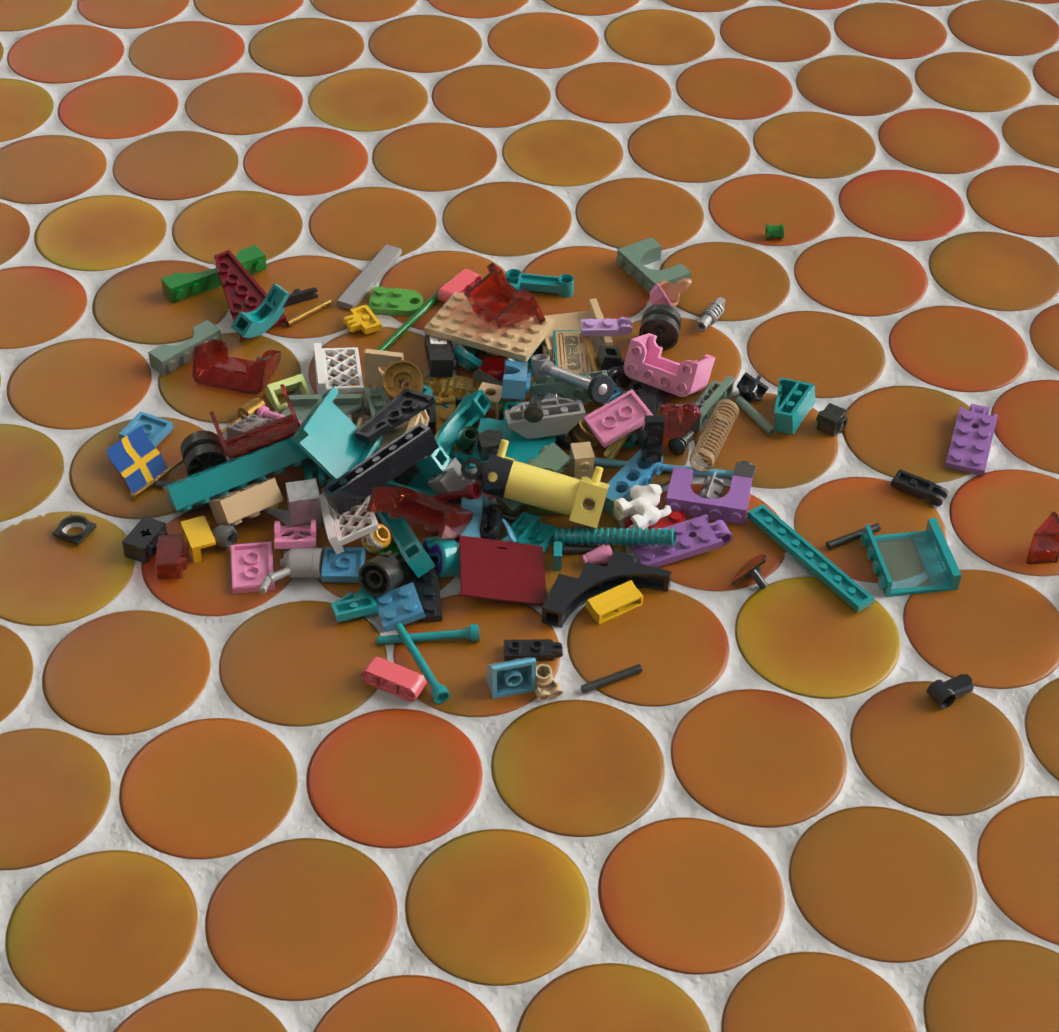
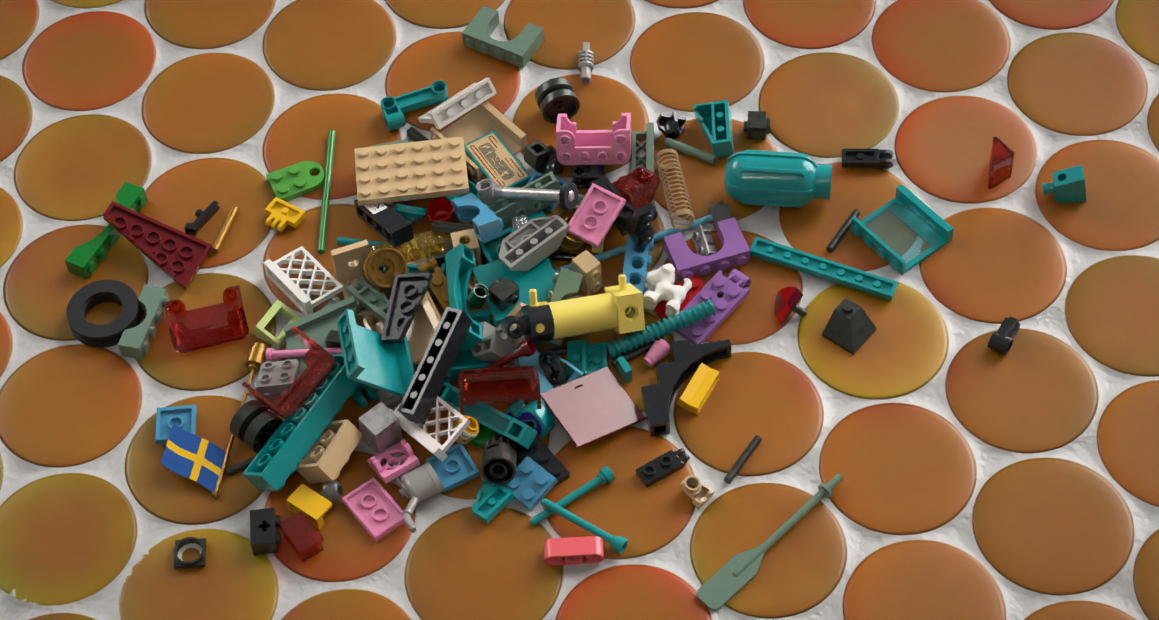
camera: 25 degrees left, 10 degrees up
(156, 314) = (97, 293): none -> black tyre
(264, 316) = (197, 253): teal arch -> none
(369, 277) = (252, 164): light grey tile -> none
(460, 283) = (346, 138): coral beam -> none
(501, 302) = (411, 143): clear red windscreen -> none
(511, 677) = (667, 499): medium azure slope -> none
(534, 411) = (527, 245): pearl dark grey pin -> none
(544, 767) = (745, 565): none -> sand green piece
(573, 295) = (459, 104): none -> white fence
(590, 352) = (513, 154): pearl gold bar -> none
(606, 327) = (511, 122): lavender hinge -> none
(668, 293) = (535, 63): piece -> none
(798, 614) = (849, 326): none -> pearl dark grey slope
(815, 463) = (776, 178): none -> teal piece
(968, 445) = (881, 95): medium lavender hinge -> none

